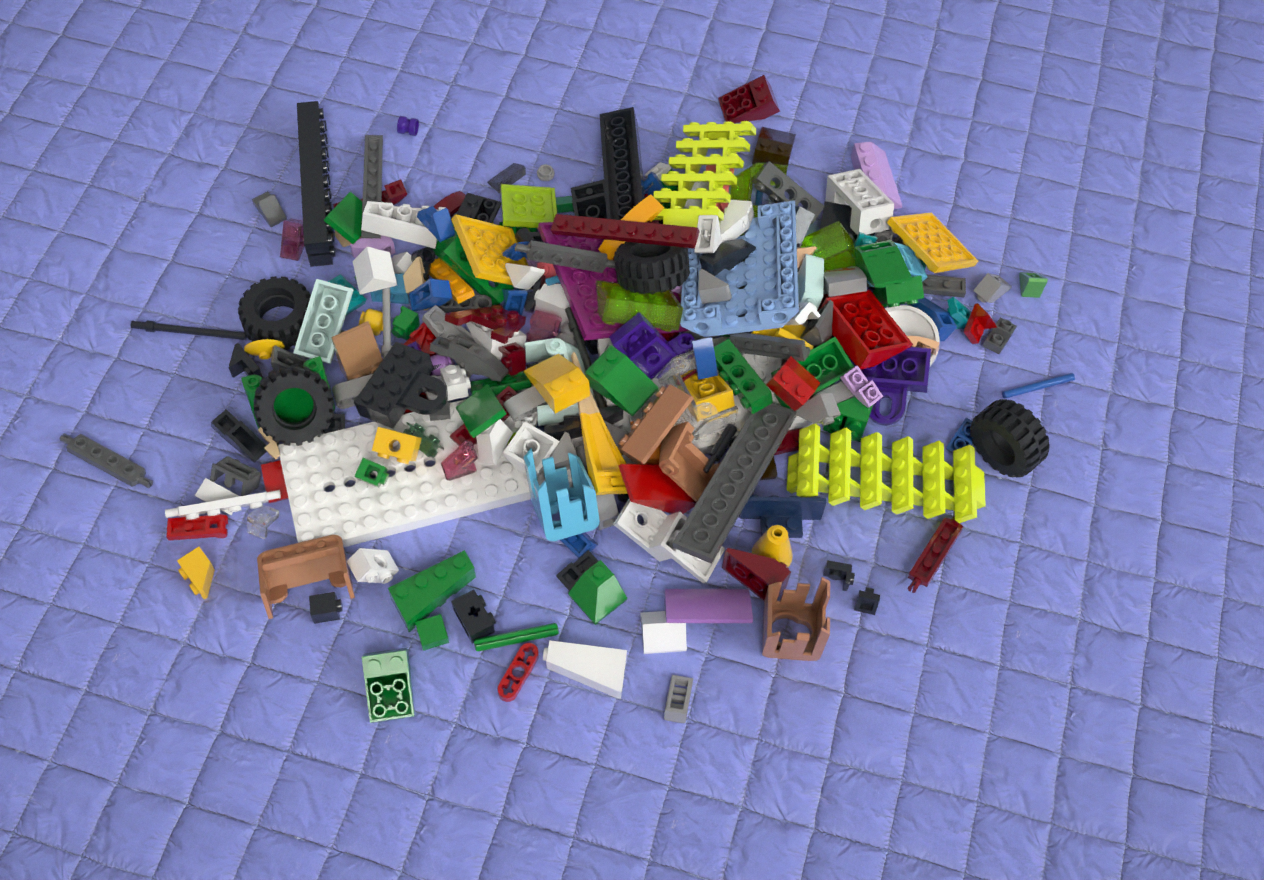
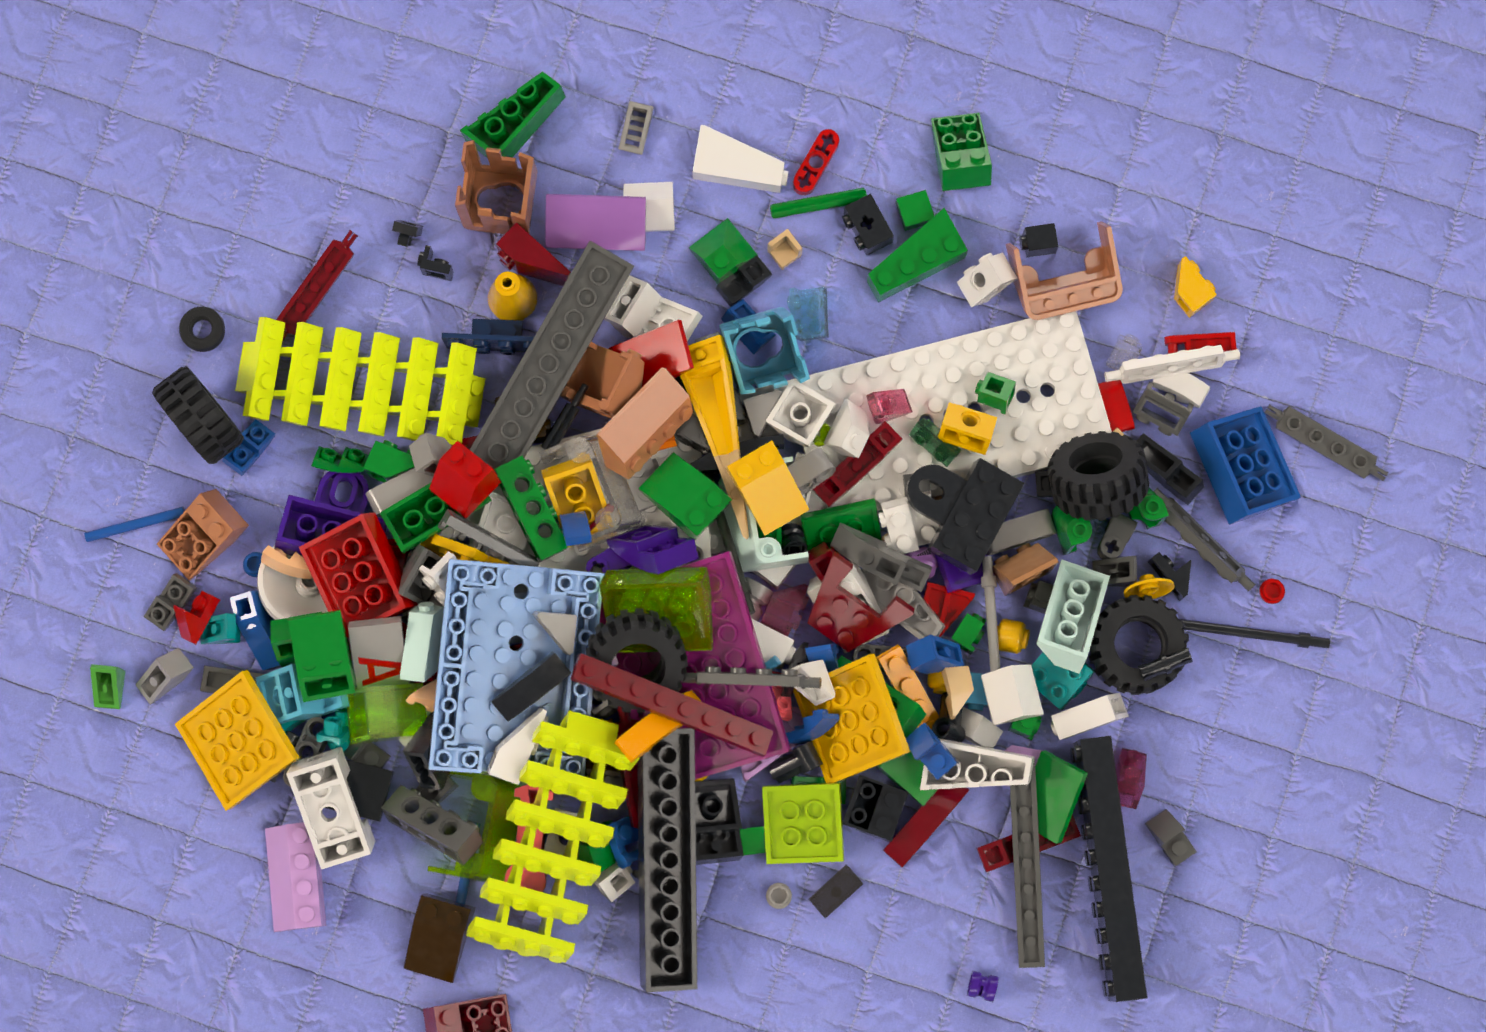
camera: 175 degrees left, 20 degrees up
(169, 356) = (1272, 591): none -> red plate
(175, 439) = (1244, 464): none -> blue slope
(218, 386) = (1206, 545): none -> dark grey plate
(257, 286) = (1165, 664): none -> black pin
(318, 267) = (1088, 716): none -> white slope
(480, 411) = (863, 463): green tile -> none
(525, 543) = (809, 312): none -> clear light blue bracket
(545, 595) = (784, 249): none -> tan panel
(709, 235) = (557, 700): white slope -> none
(791, 690) = (517, 117): none -> green wedge
(859, 386) = (376, 486): lavender slope -> none
(892, 426) = (350, 462): none -> green slope
(943, 360) = (252, 563): none -> blue plate
(985, 378) = (202, 533): none -> nougat slope
(1025, 512) = (209, 342): none -> black tyre

